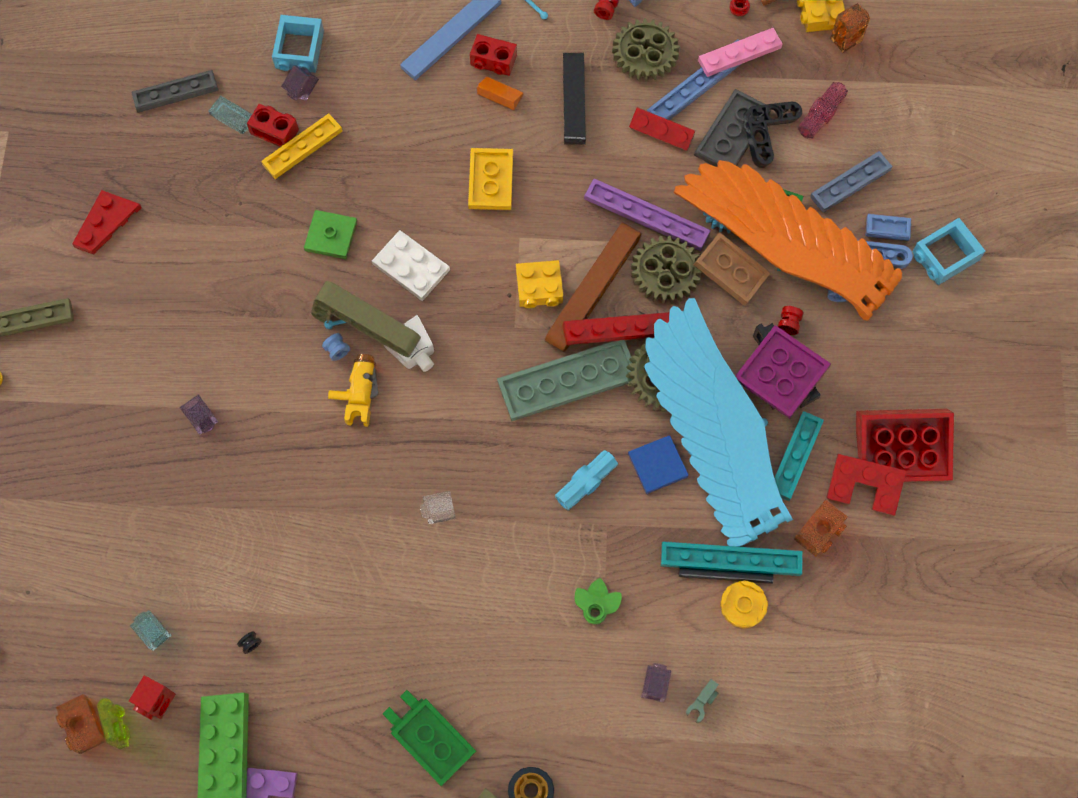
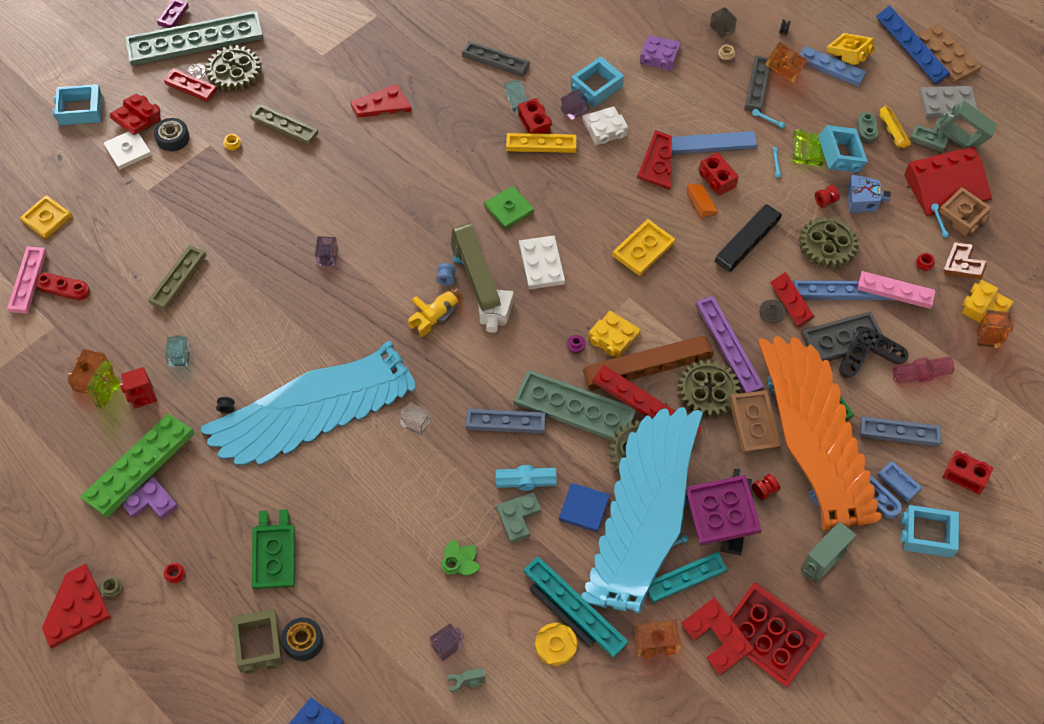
camera: 40 degrees right, 10 degrees down
(75, 559) = (177, 277): none -> olive plate
(329, 577) = (308, 406): none -> medium azure animal
(345, 83) = (605, 125): none -> white plate
(427, 84) = (657, 161): none -> red wing
(514, 325) = (576, 348): none -> magenta plate
(520, 443) = (505, 421): none -> sand blue plate
(604, 522) = (513, 514): none -> sand green plate
(654, 153) = (772, 311): none -> clear smoke piece
(891, 338) = (827, 552): none -> sand green window
(934, 179) = (966, 475): none -> red brick

